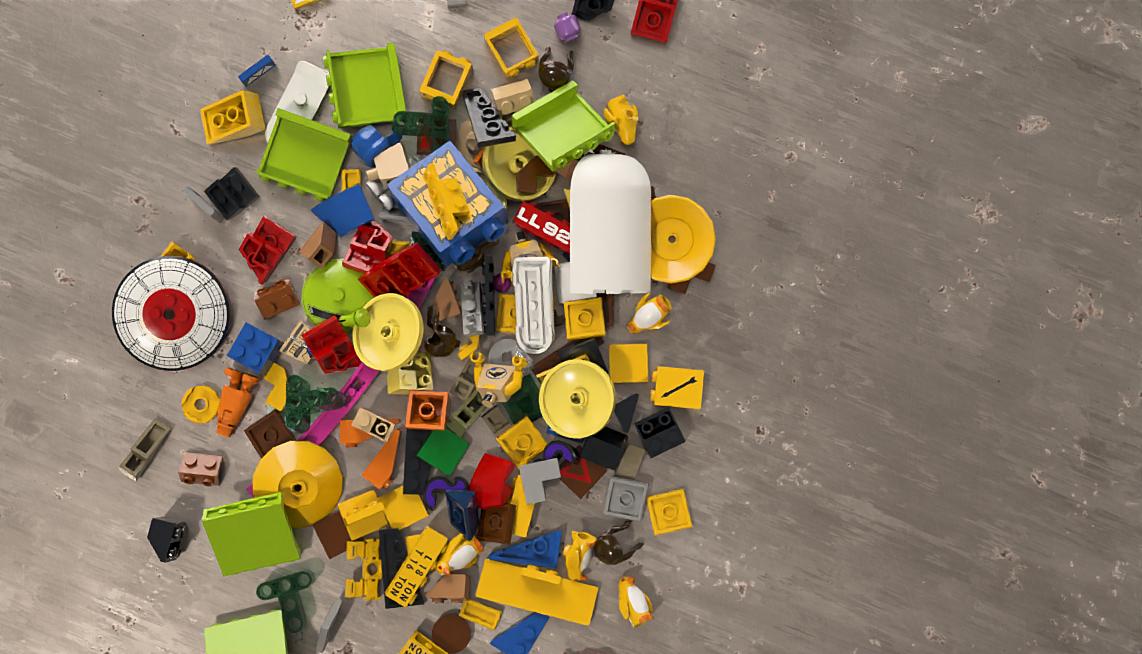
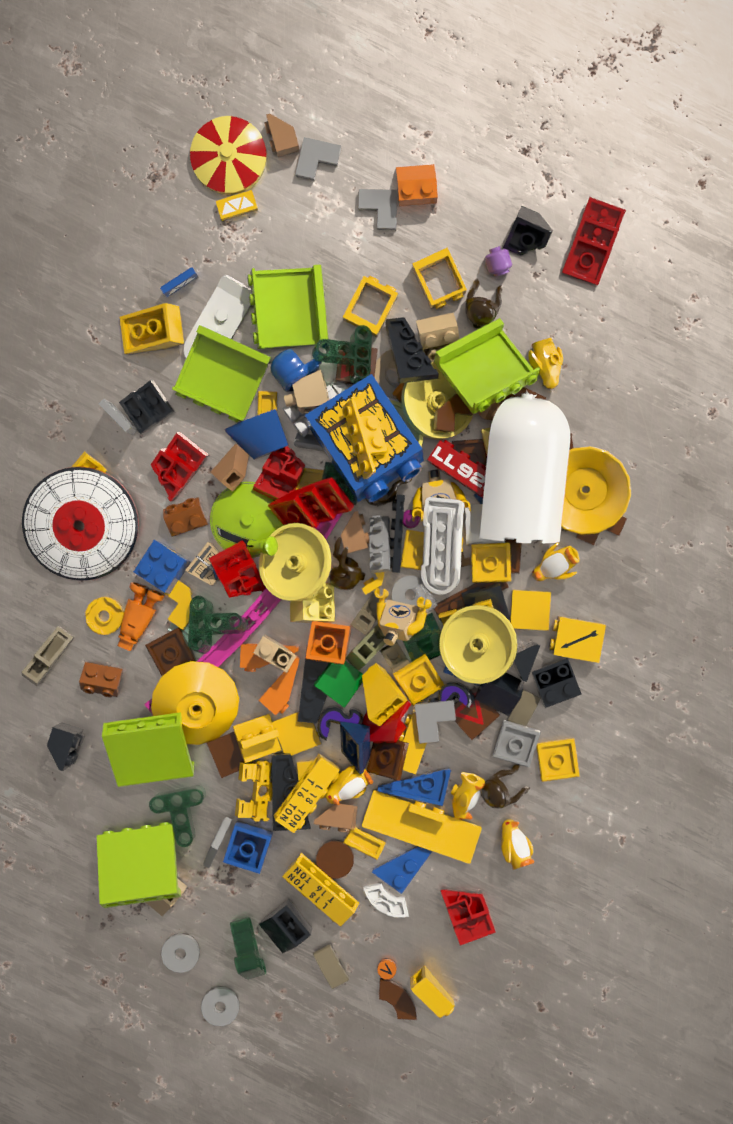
camera: 10 degrees right, 5 degrees up
(360, 627) = (248, 847): none -> blue brick
(484, 459) = (381, 694): none -> yellow slope

